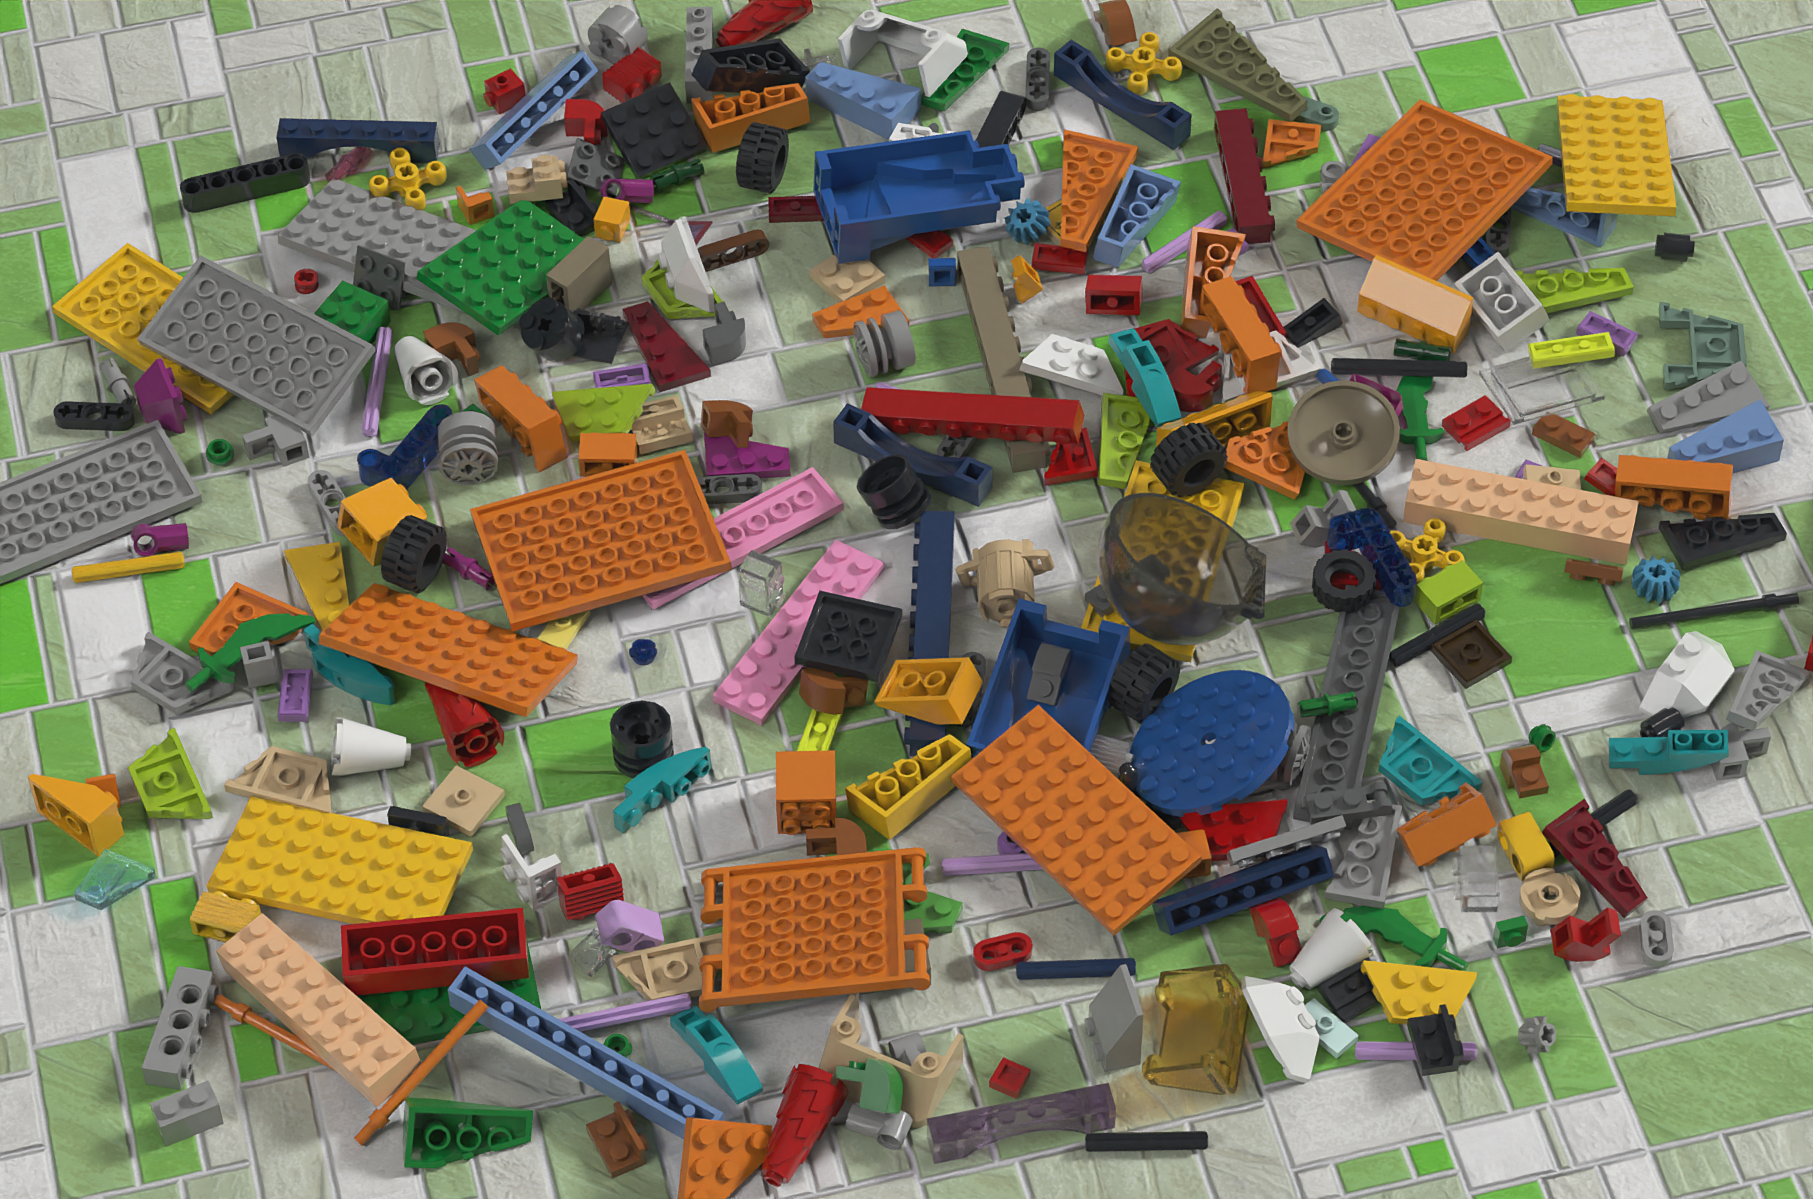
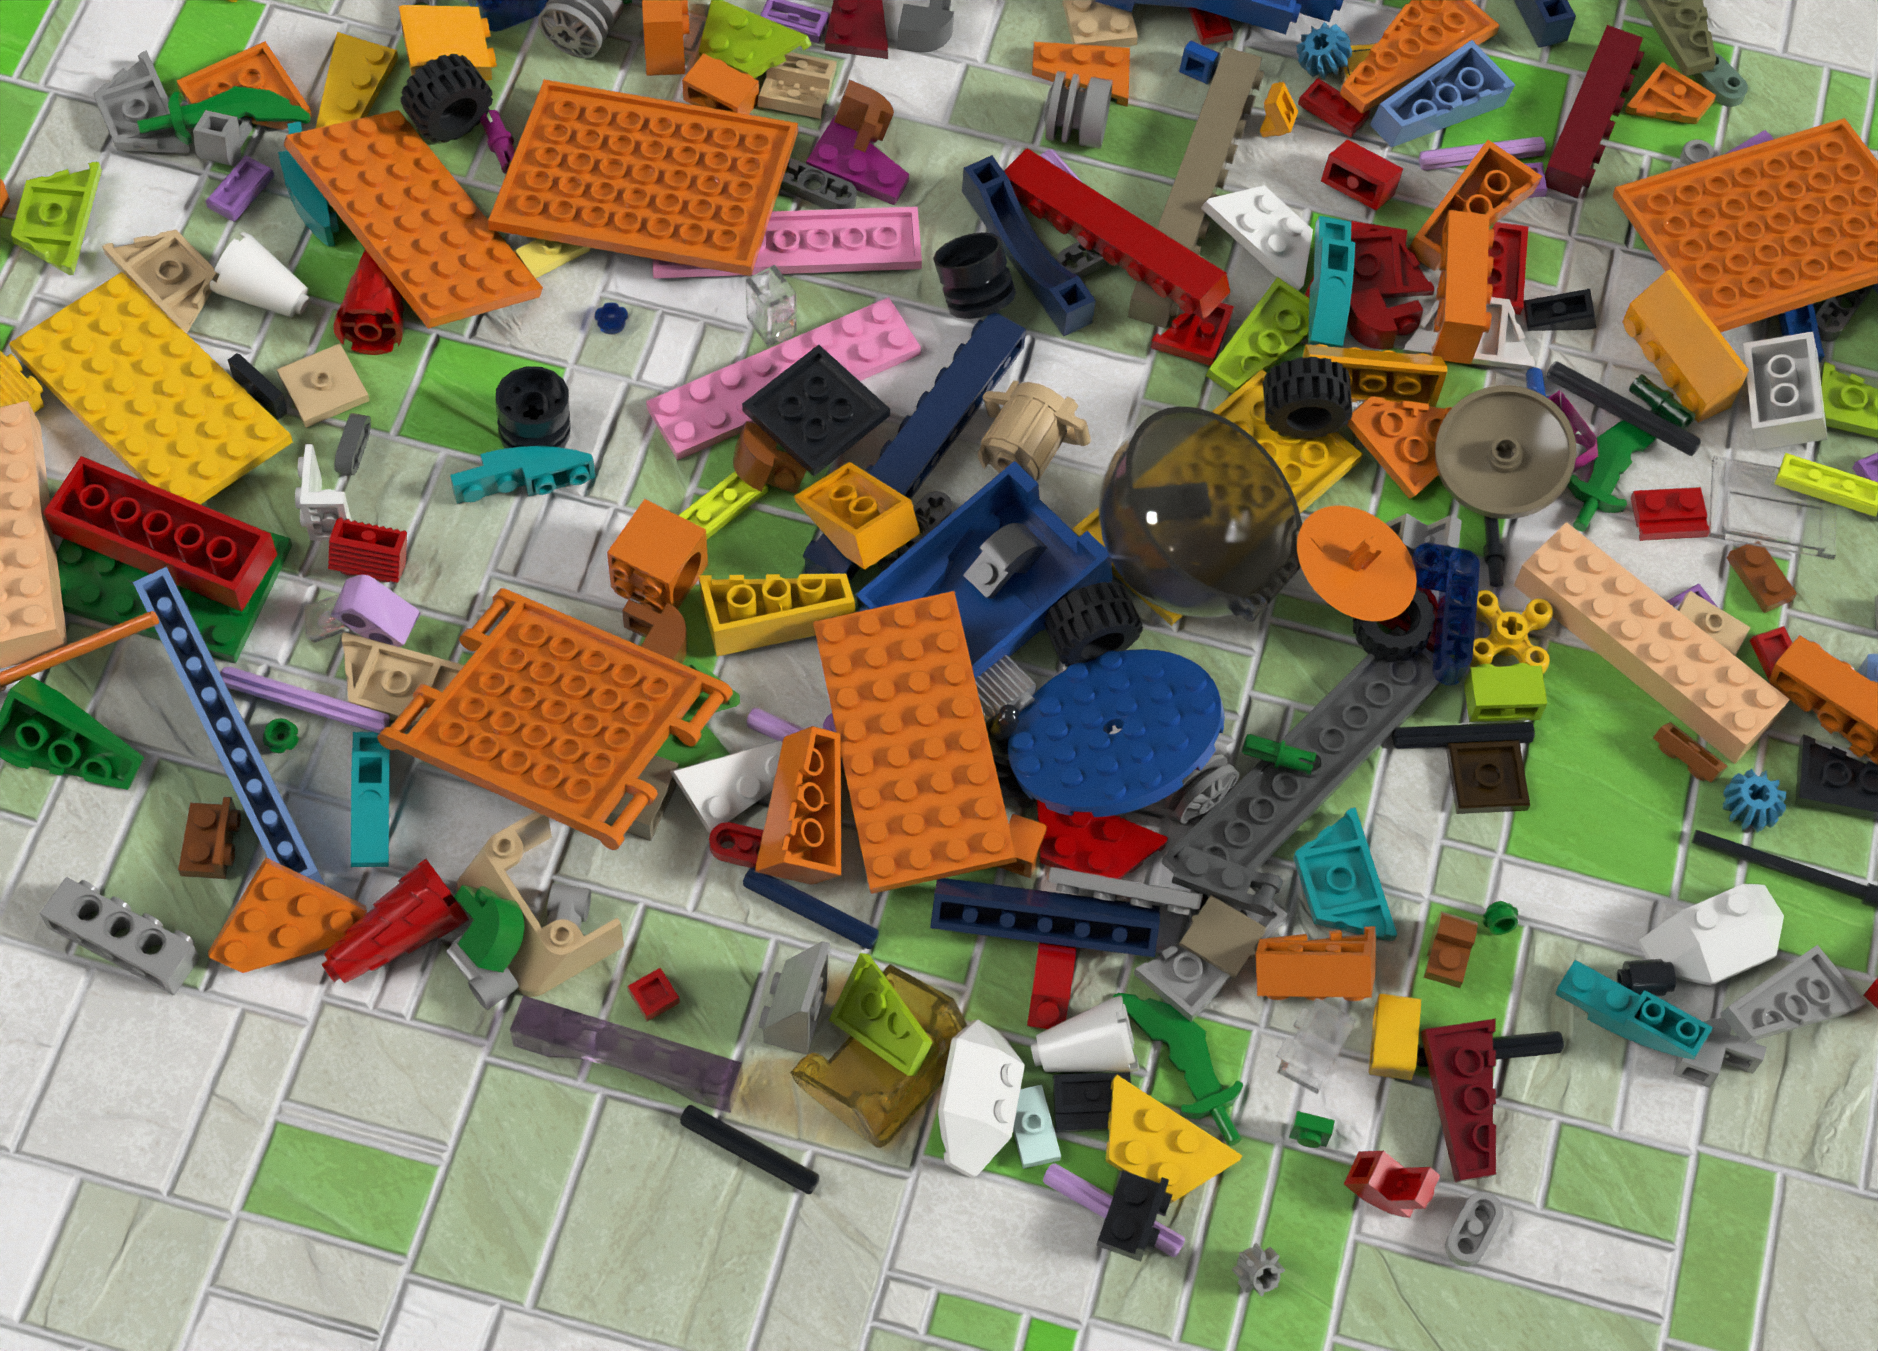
camera: 25 degrees right, 10 degrees up
(965, 914) = (729, 784): none -> white wing
(1032, 901) = (804, 810): none -> orange wedge
(1180, 1008) = (879, 1018): none -> lime wing
(1299, 551) = (1341, 580): none -> orange piece
(1370, 841) = (1223, 936): none -> dark tan piece
(1549, 911) = (1369, 1125): tan plate -> none

